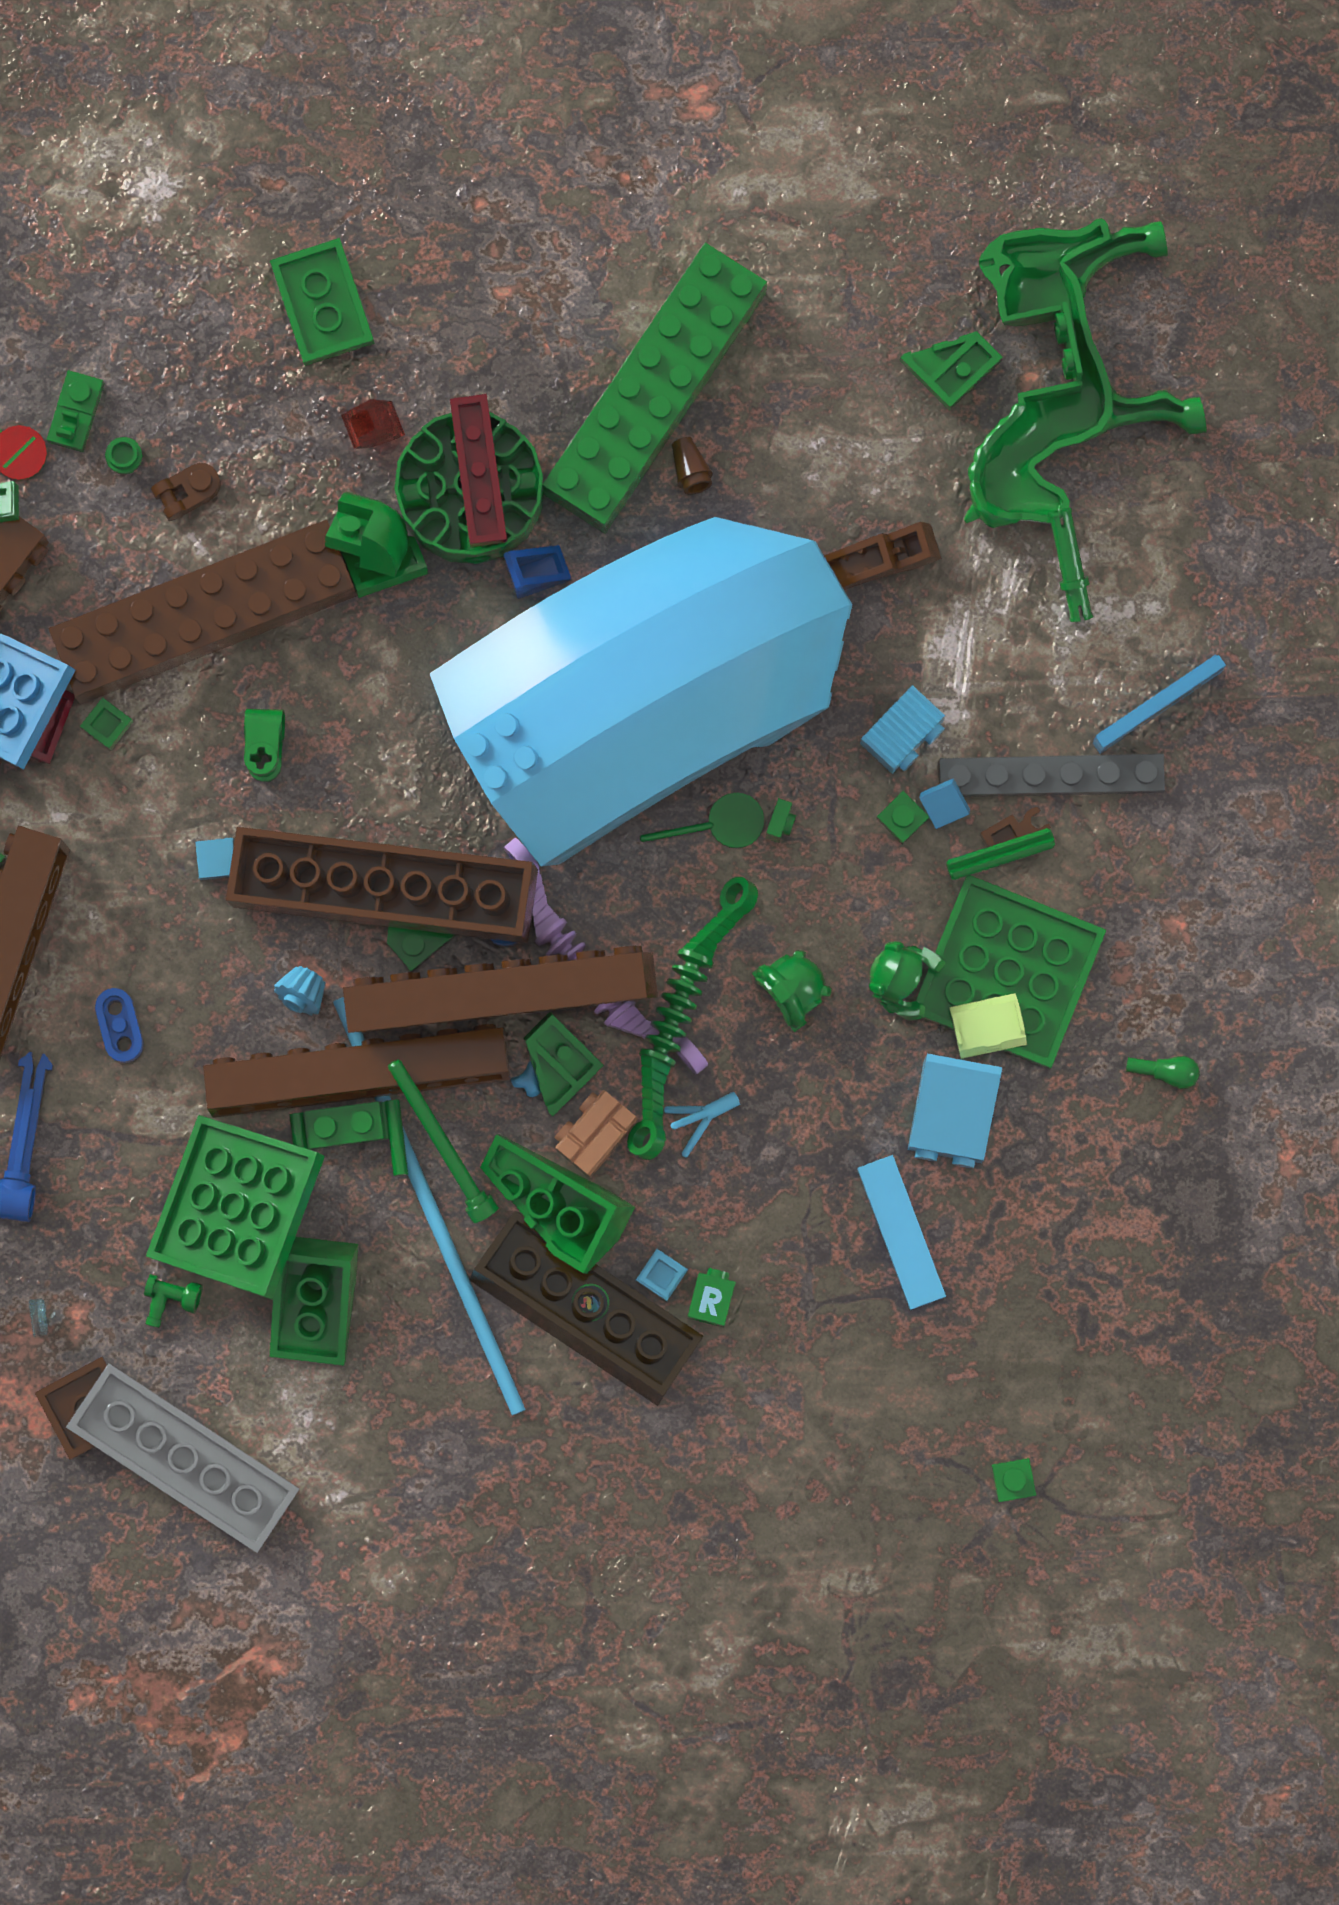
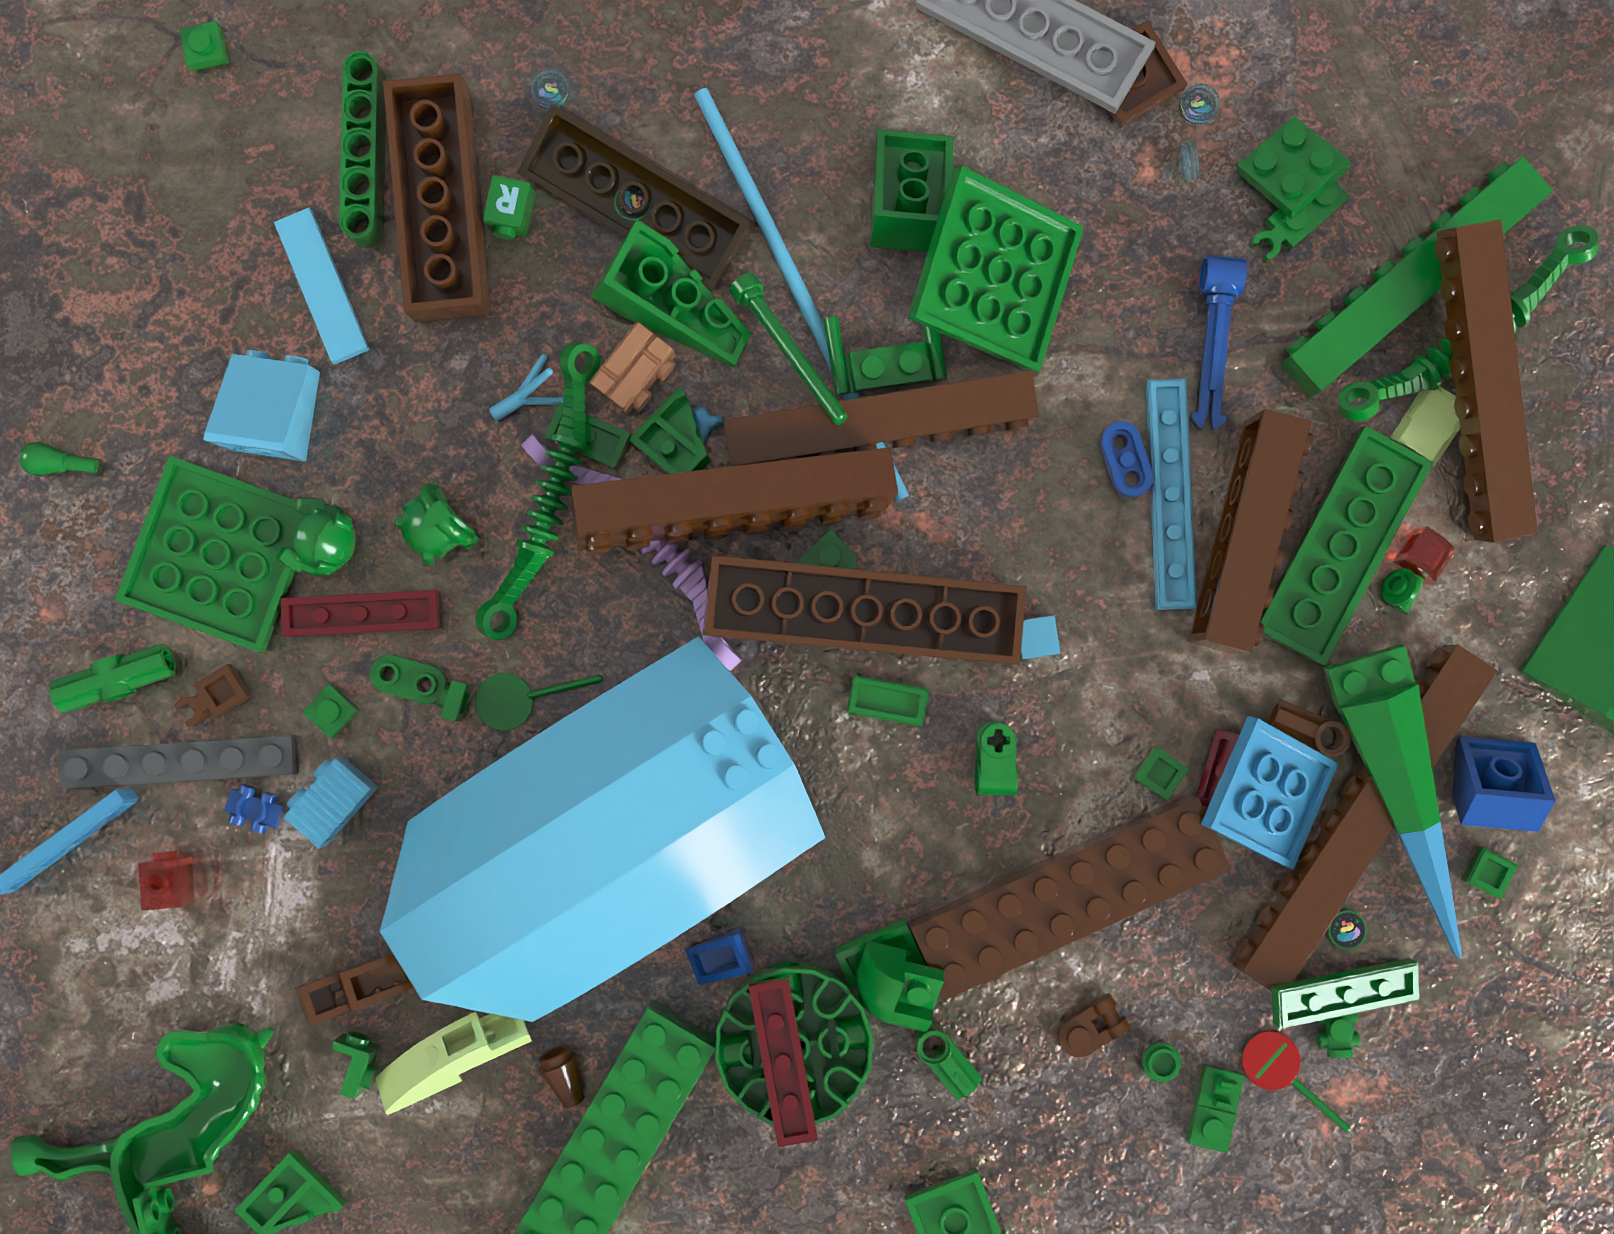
camera: 175 degrees right, 5 degrees up
(22, 1378) = (1199, 104): none -> clear light blue tile
(77, 992) = (1171, 494): none -> medium azure tile
(161, 1291) = (1065, 194): green piece -> none
(301, 990) = (941, 502): medium azure piece -> none
(326, 463) = (947, 1062): none -> green piece
(364, 805) = (887, 700): none -> green tile
(372, 424) = (901, 1107): clear red brick -> none
(625, 1066) = (604, 440): none -> green plate
(661, 1275) = (562, 233): medium azure tile -> none
(668, 1421) = (550, 87): none -> clear light blue tile
(780, 1307) = (436, 197): none -> reddish brown brick
(797, 490) = (445, 1055): none -> yellowish green slope
(826, 846) = (408, 678): none -> green plate
(860, 1344) = (354, 134): none -> green beam
(870, 908) = (360, 613): none -> dark red plate
(879, 478) = (361, 1070): none -> green bracket
(944, 803) = (285, 726): dark azure tile -> none
(985, 731) = (261, 810): none -> blue piece
(988, 1026) = (233, 495): yellowish green piece -> none
(1000, 854) = (222, 673): green axle -> none
(1061, 662) = (166, 881): none -> clear red brick
(1070, 564) = (155, 986): green pin -> none
(1110, 856) = (112, 678): none -> green piece

